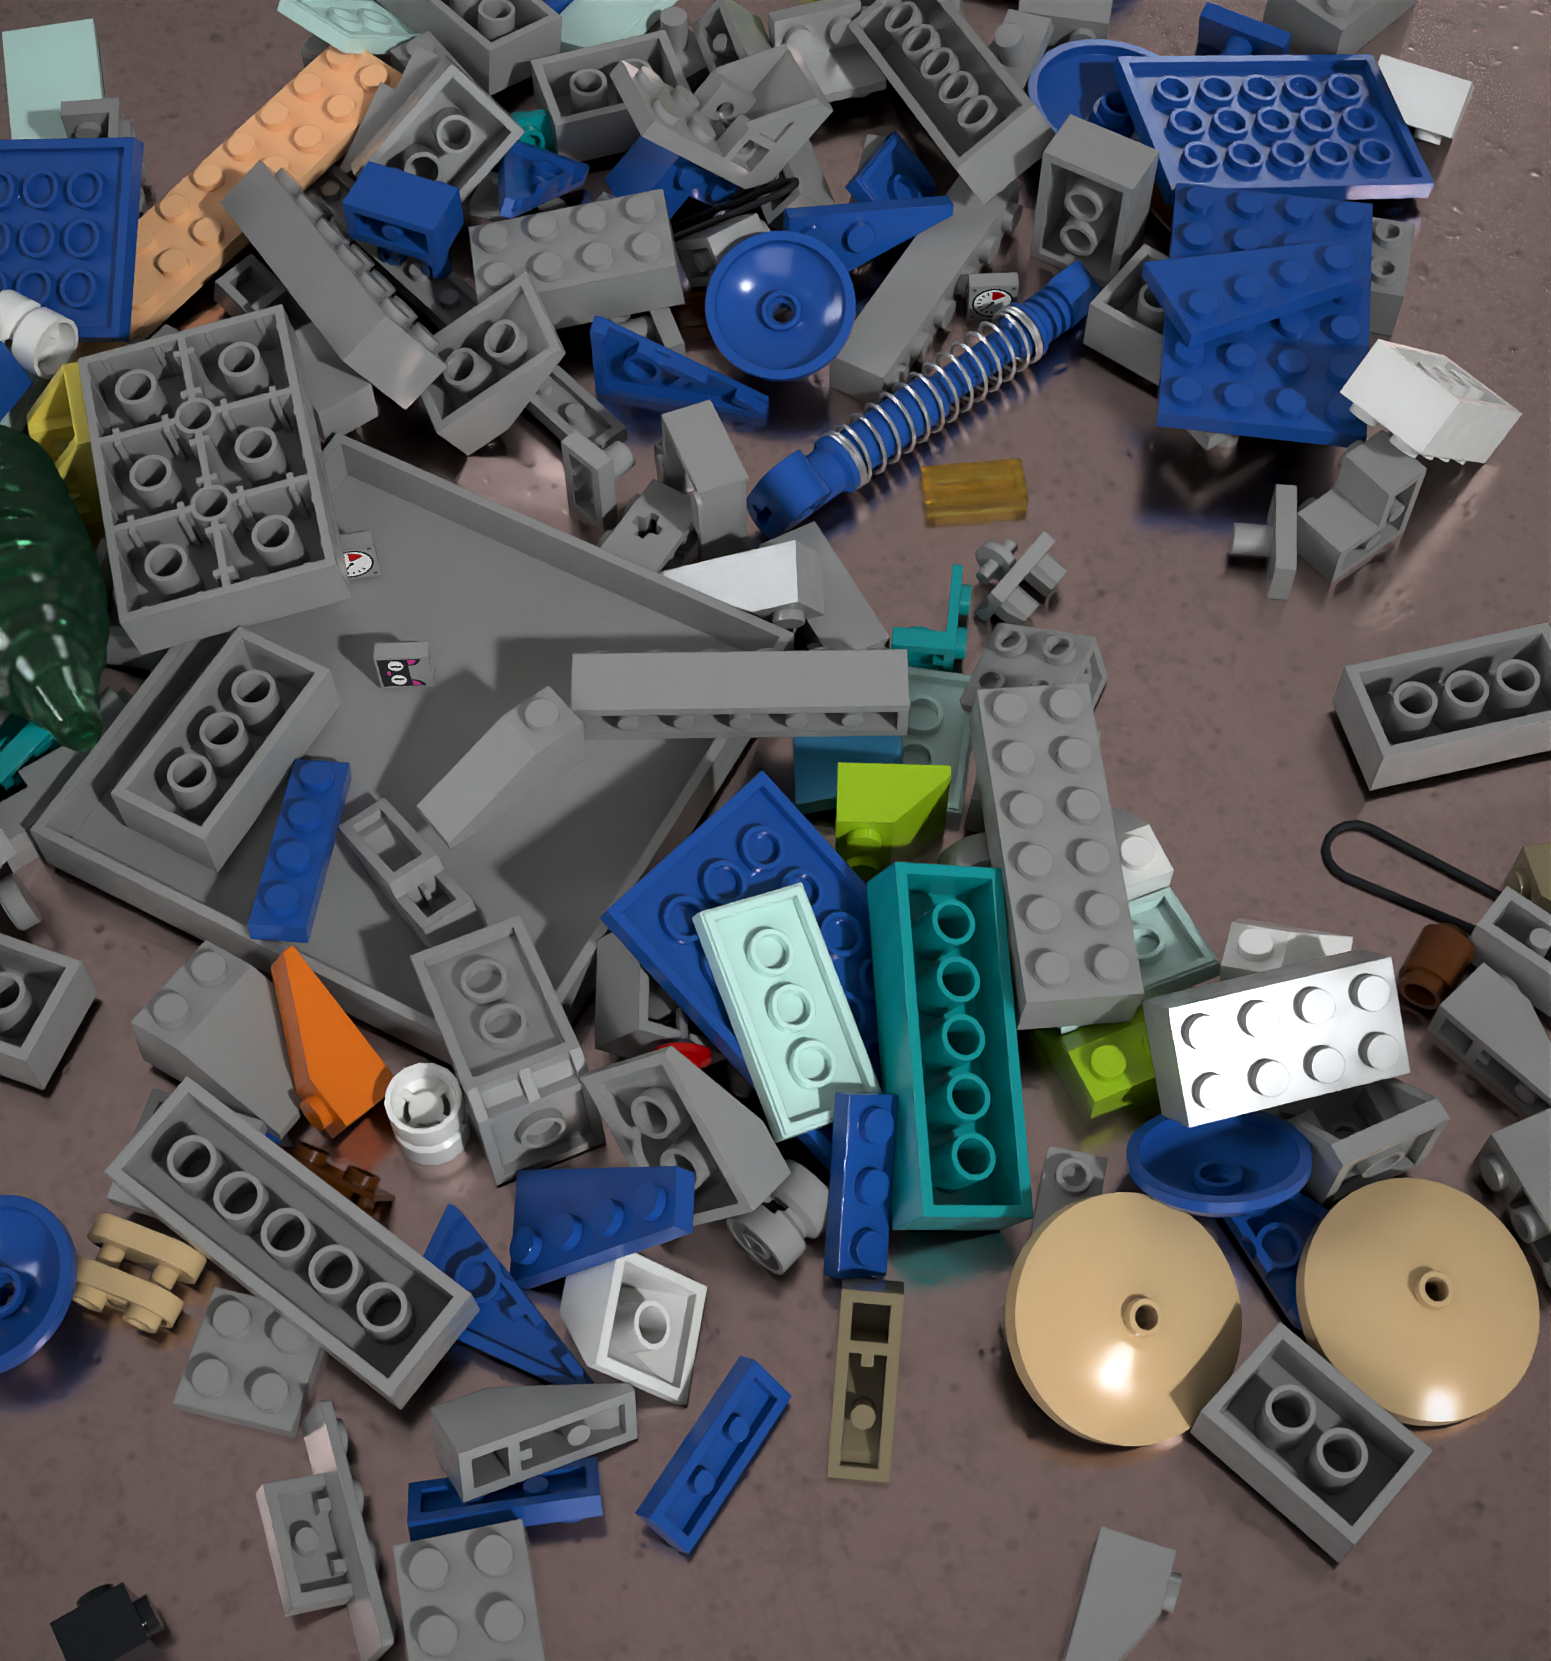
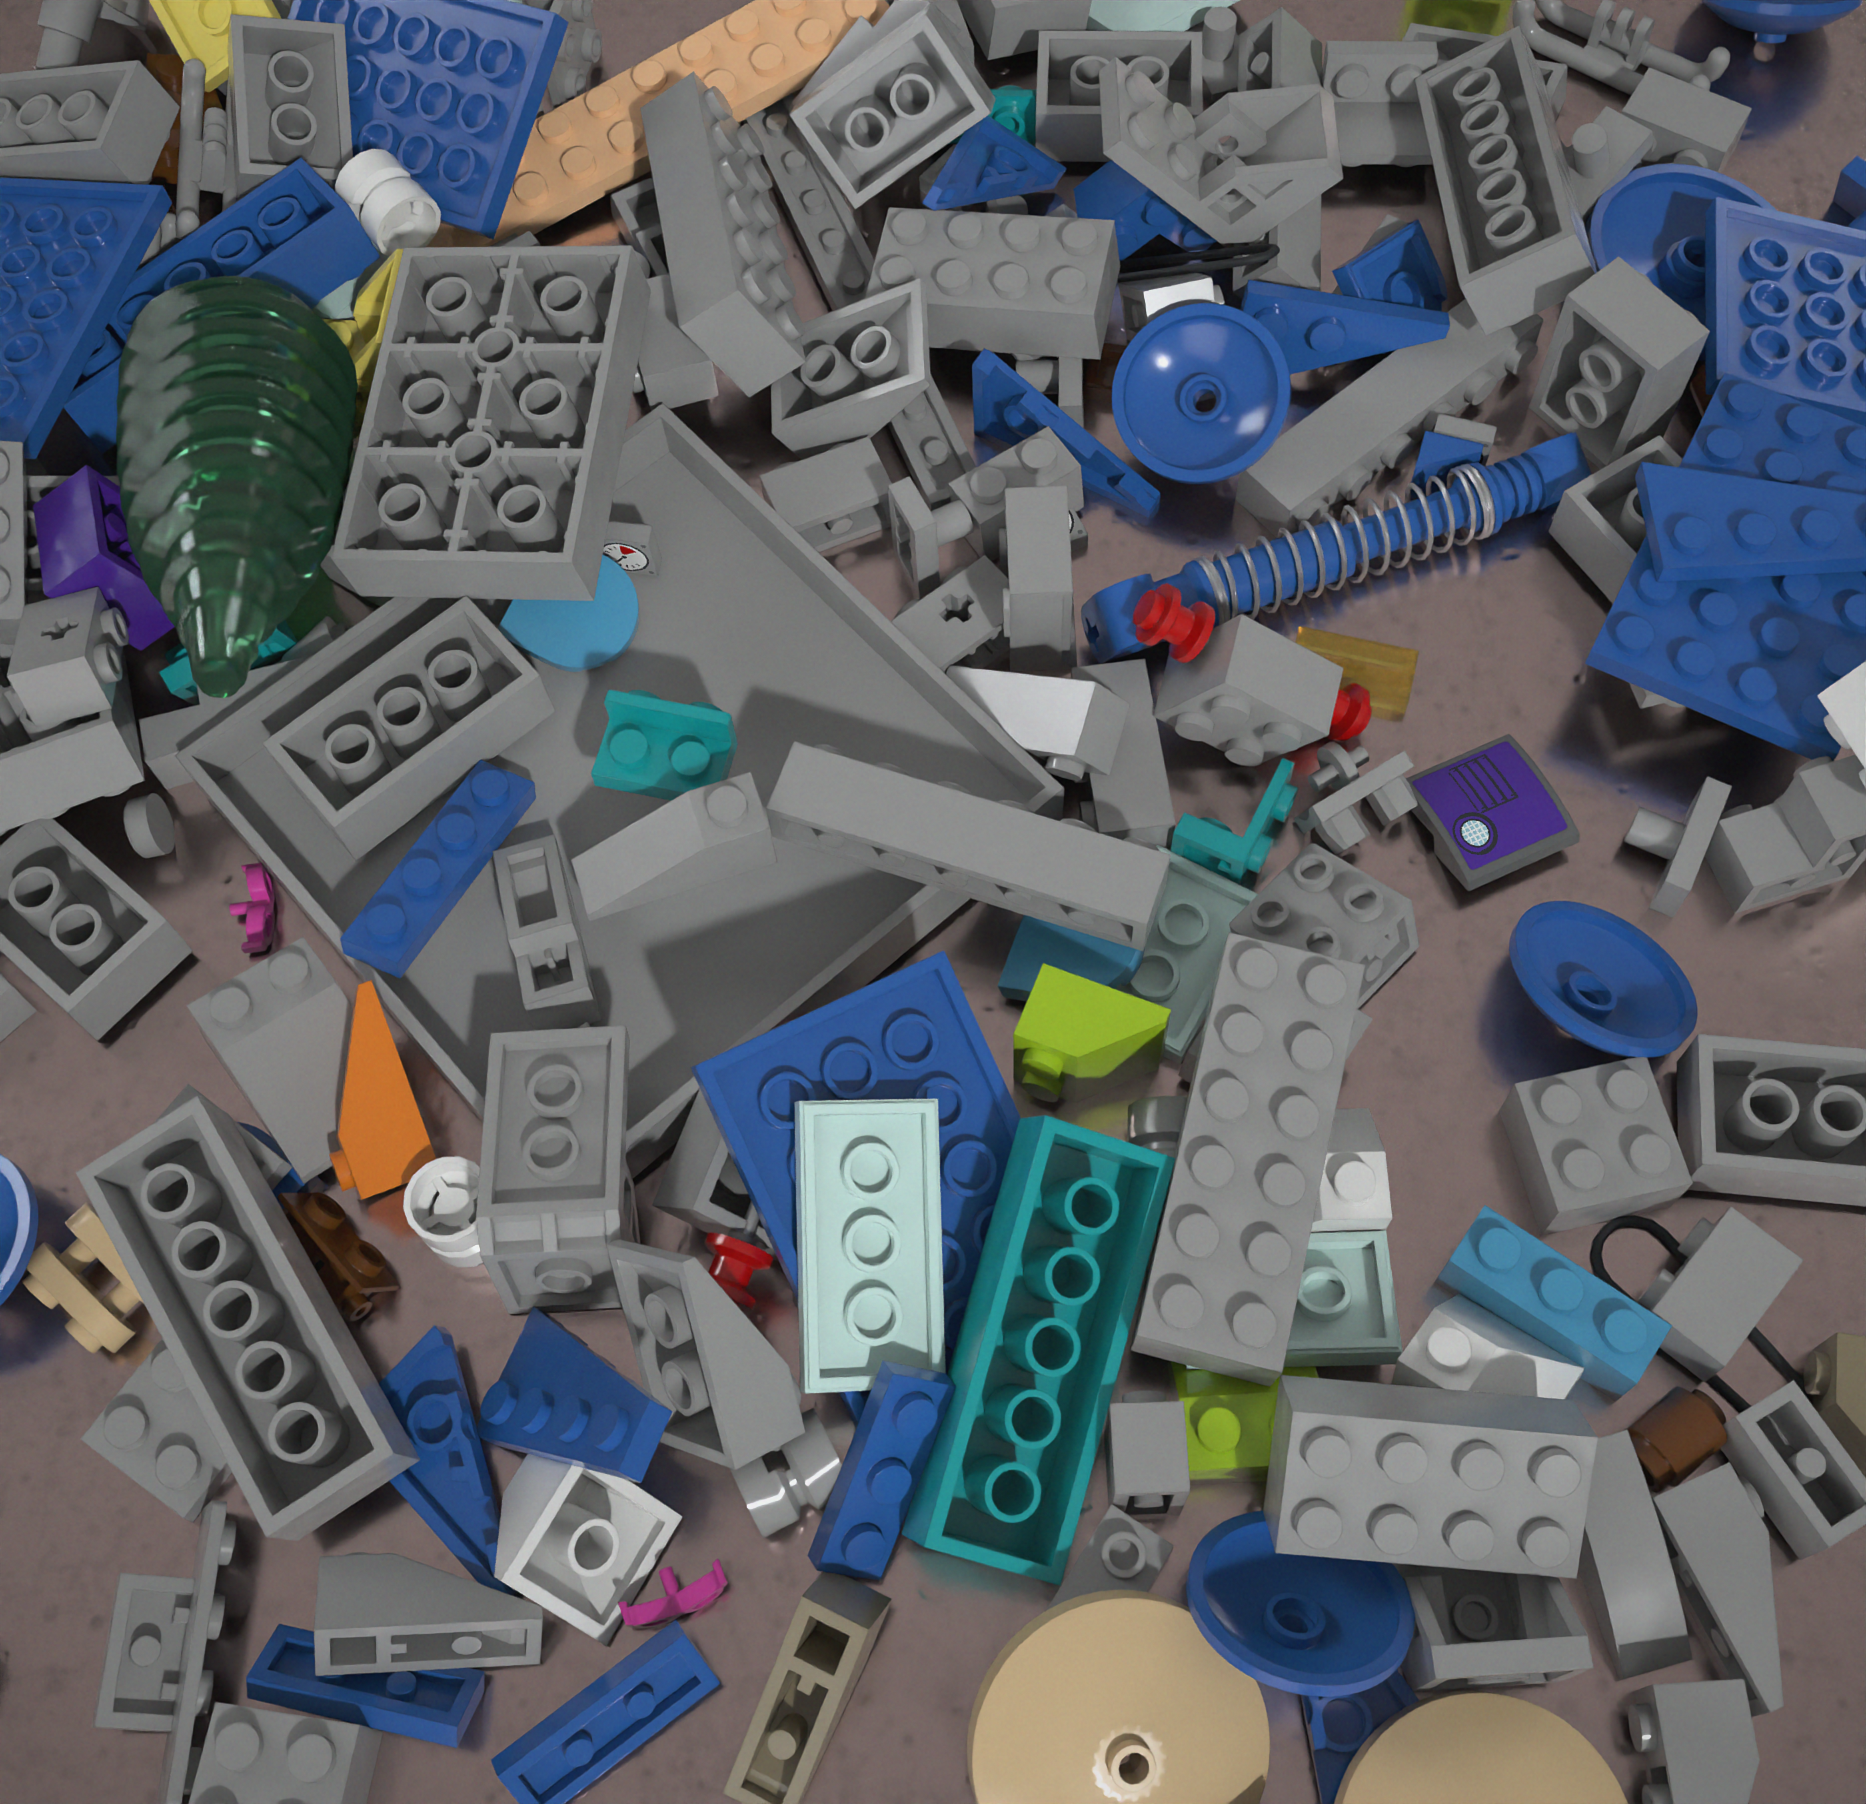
camera: 25 degrees right, 5 degrees up
(144, 939) = (259, 911): none -> dark pink piece
(335, 632) = (577, 633): none -> dark azure tile
(404, 664) = (625, 676): light grey tile -> none
(405, 217) = (825, 176): blue brick -> none
(456, 693) = (662, 745): none -> teal bracket
(507, 465) = (832, 494): none -> light grey brick
(641, 424) = (1031, 463): none -> light grey brick
(731, 1349) = (677, 1602): none -> dark pink piece
(903, 514) = (1244, 683): none -> light grey brick
(980, 306) = (1439, 455): none -> blue slope
(1061, 1101) = (1147, 1455): none -> light grey brick
(1124, 561) = (1491, 812): none -> slope
(1256, 655) = (1602, 980): none -> blue dish
(1297, 776) = (1594, 1145): none -> light grey brick
(1312, 895) = (1555, 1302): none -> dark azure brick
(1426, 852) = (1719, 1290): none -> light grey brick
(1446, 1064) = (1629, 1566): none -> light grey slope

